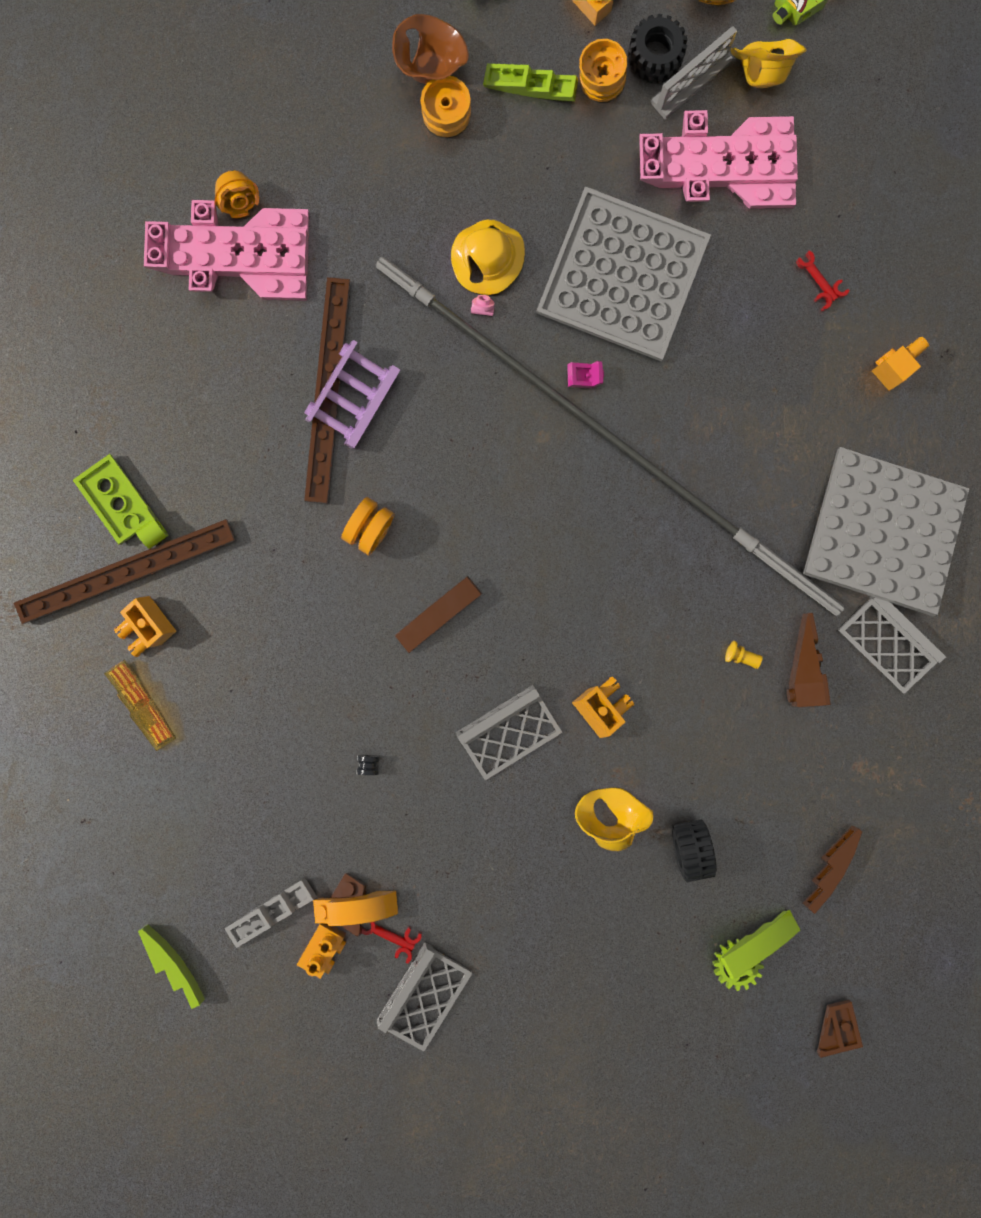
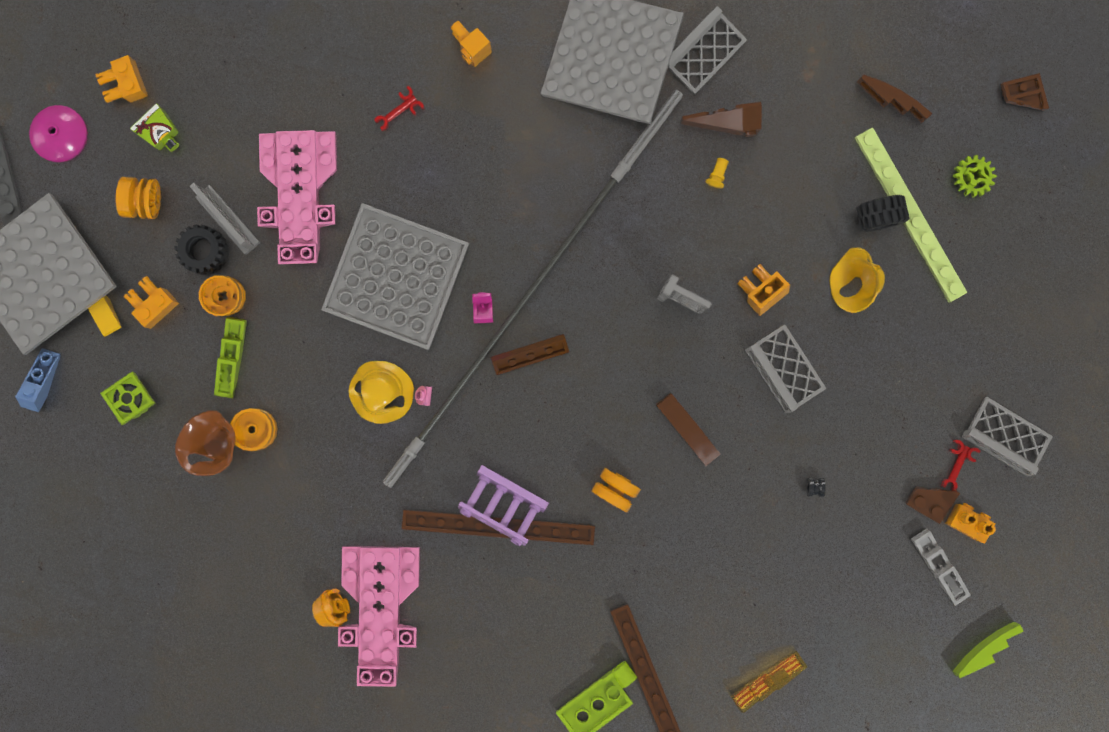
camera: 90 degrees left, 0 degrees up
(148, 623) = (700, 676): light orange brick -> none
(356, 910) = (938, 493): light orange arch -> none
(529, 429) = (530, 354): none -> reddish brown plate
(604, 590) = (682, 296): none -> light grey fence
(681, 892) = (917, 224): none -> yellowish green plate
(760, 944) = (959, 158): lime slope -> none
(774, 66) = (224, 153): yellow piece -> none

